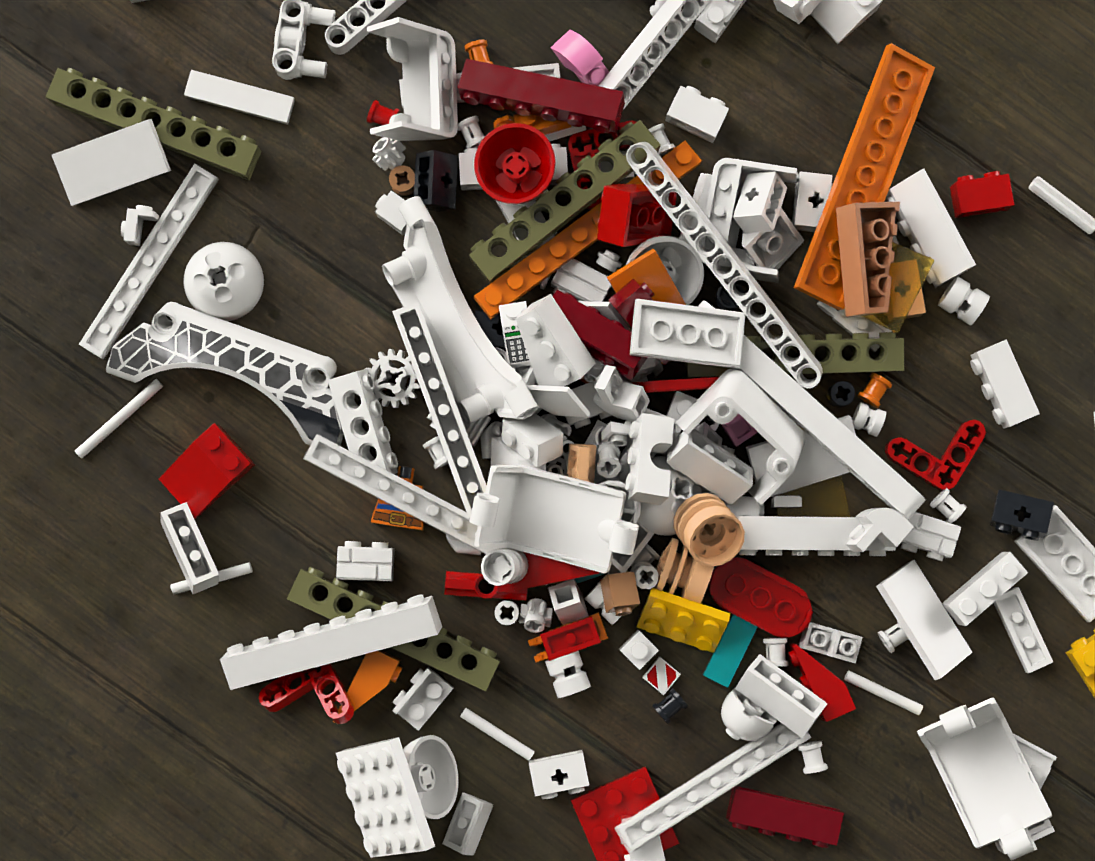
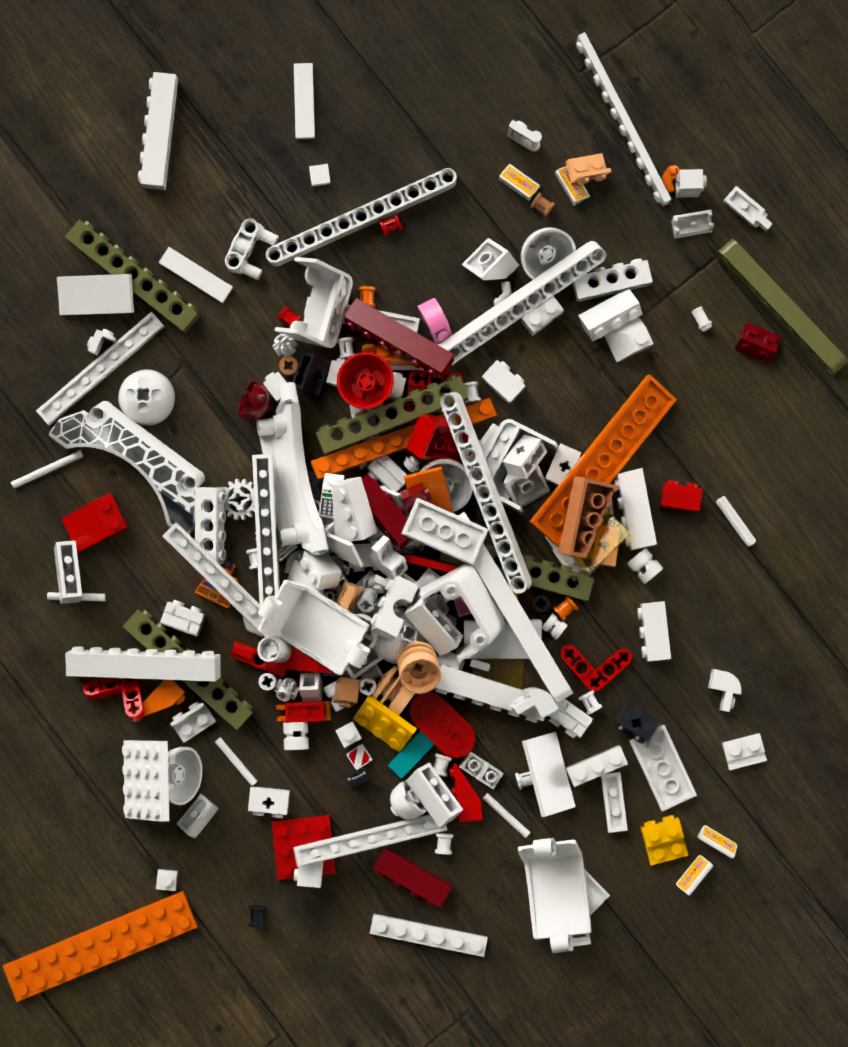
camera: 25 degrees right, 0 degrees up
(373, 241) = (255, 402): none -> dark red cylinder

